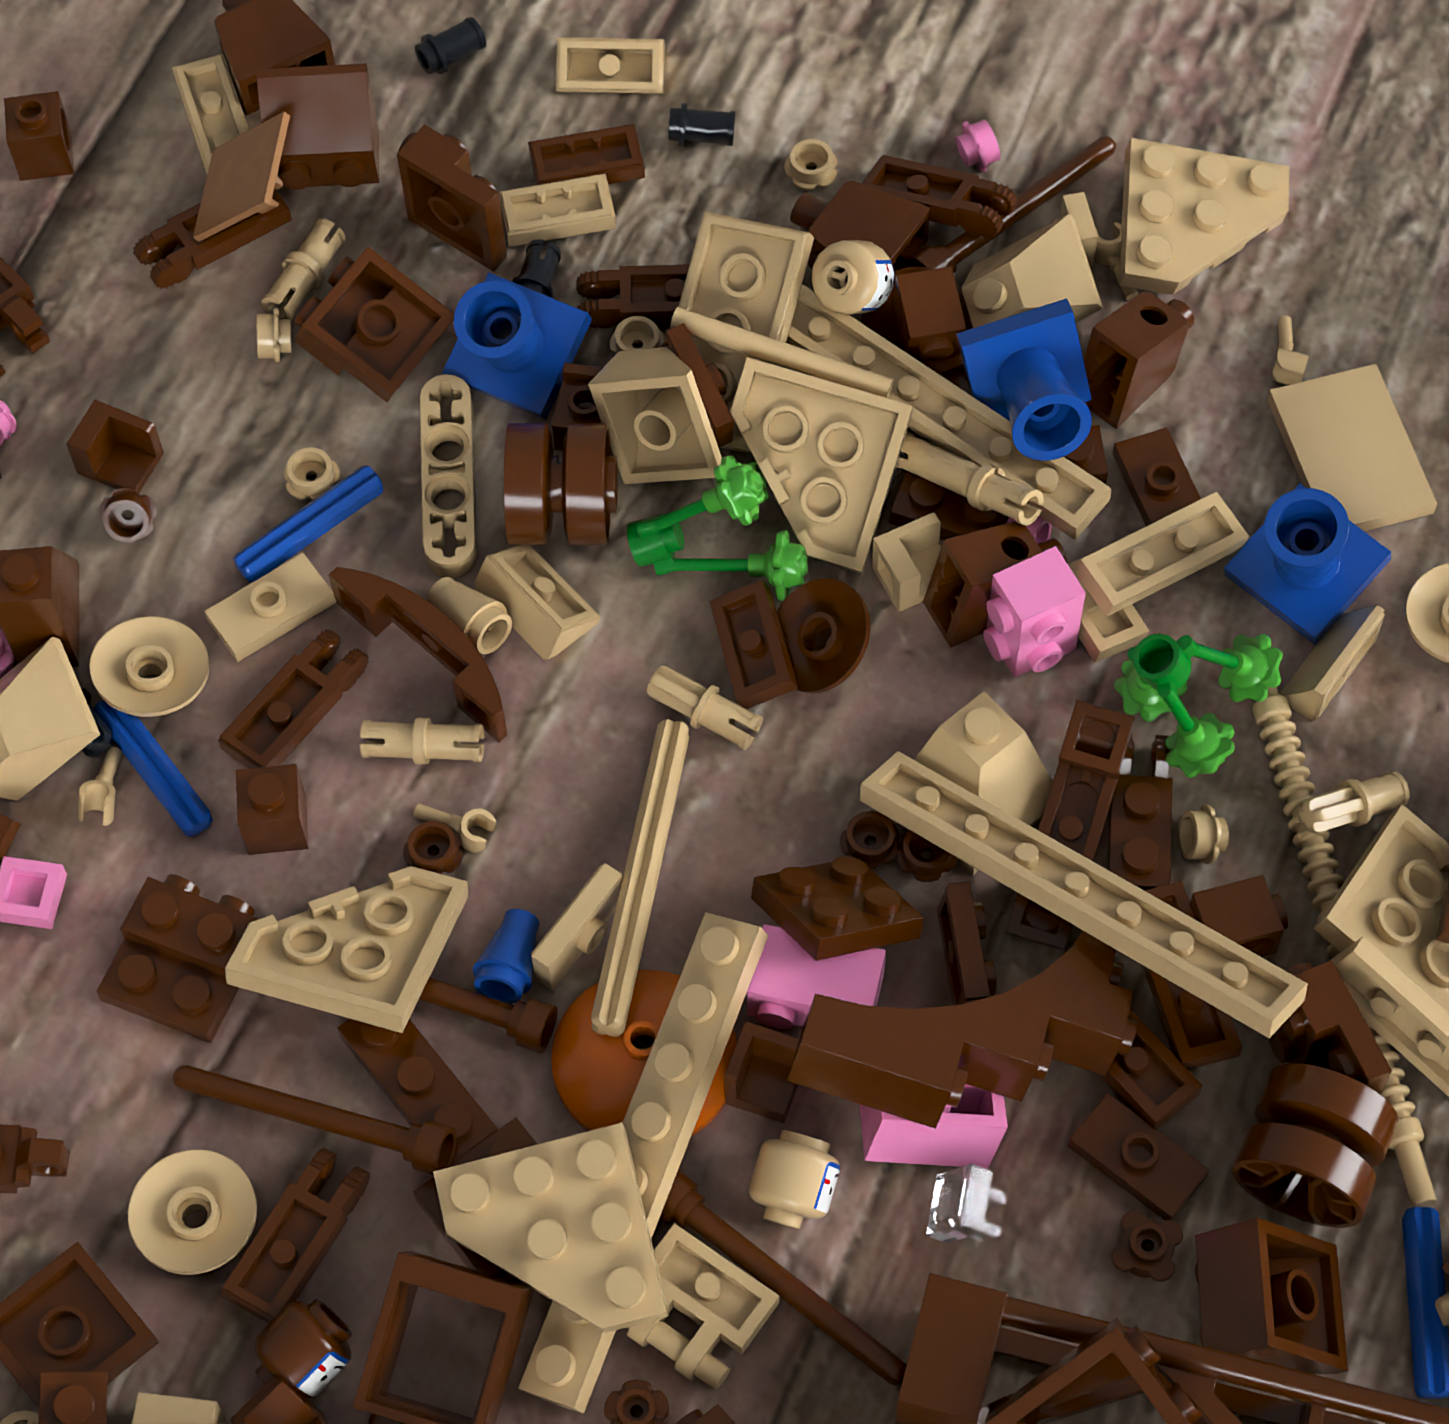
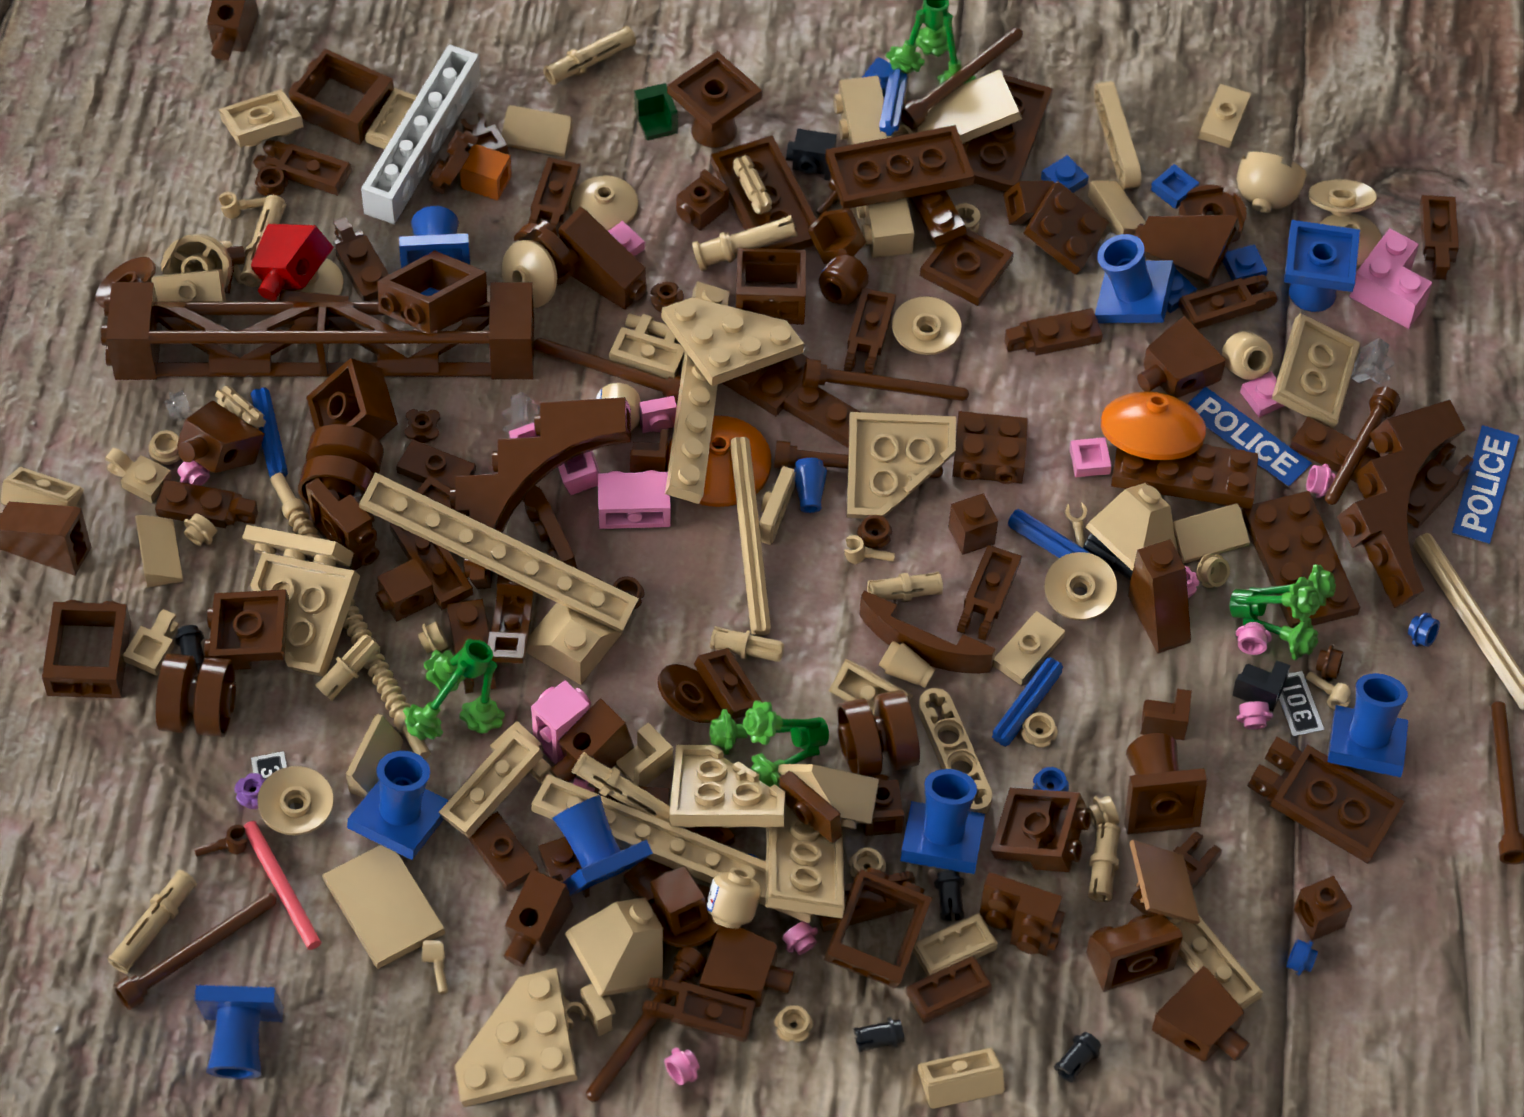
camera: 160 degrees right, 5 degrees down
(98, 96) = (1302, 956): none -> blue plate
(124, 528) = (1138, 675): reddish brown plate -> none
(179, 312) = (1160, 793): none -> reddish brown plant
(328, 382) = (1052, 776): none -> blue plate
(652, 186) = (863, 963): none -> reddish brown window
(725, 1148) = (657, 414): none -> bright pink plate
(781, 353) = (764, 833): tan bar -> none
(836, 907) = (632, 531): reddish brown plate -> none

